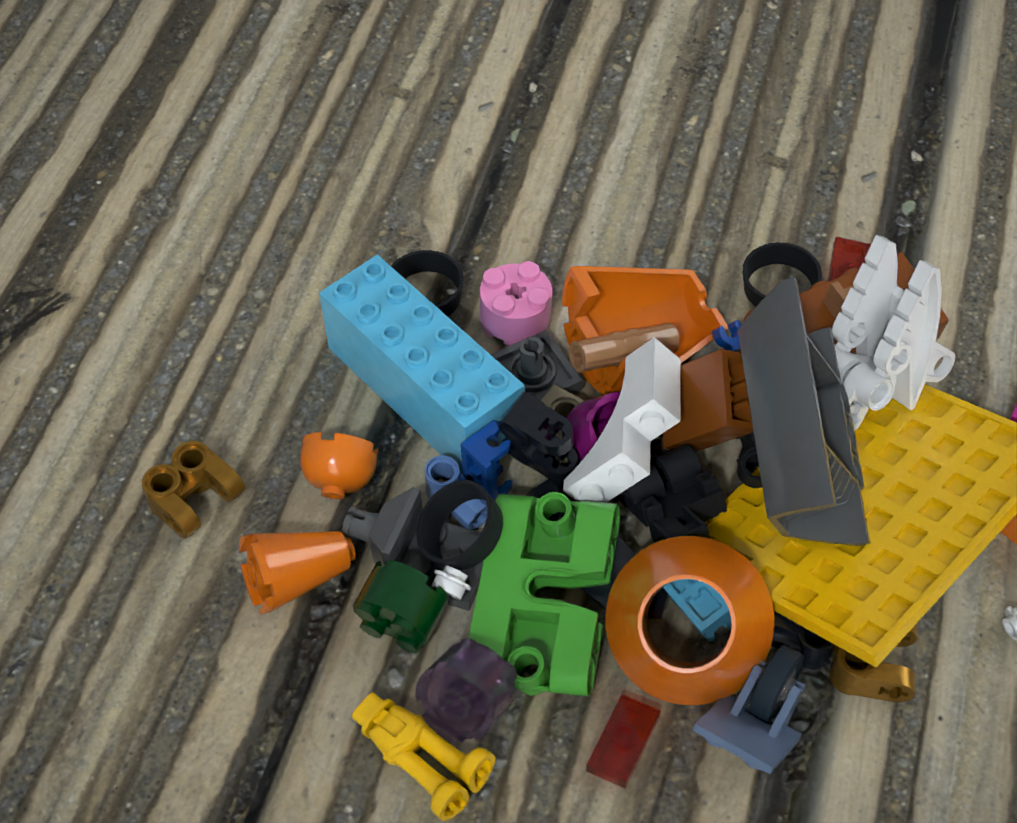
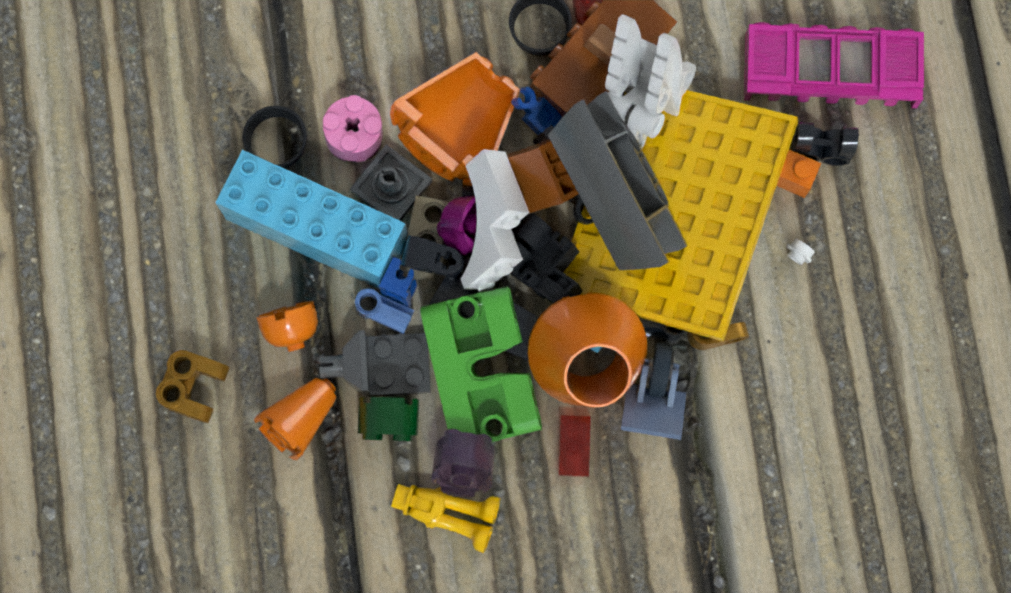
camera: 25 degrees left, 25 degrees up
(436, 513) = (381, 351): black tyre -> none
(451, 581) = (416, 387): white plate -> none
(614, 347) = (454, 144): medium nougat axle -> none

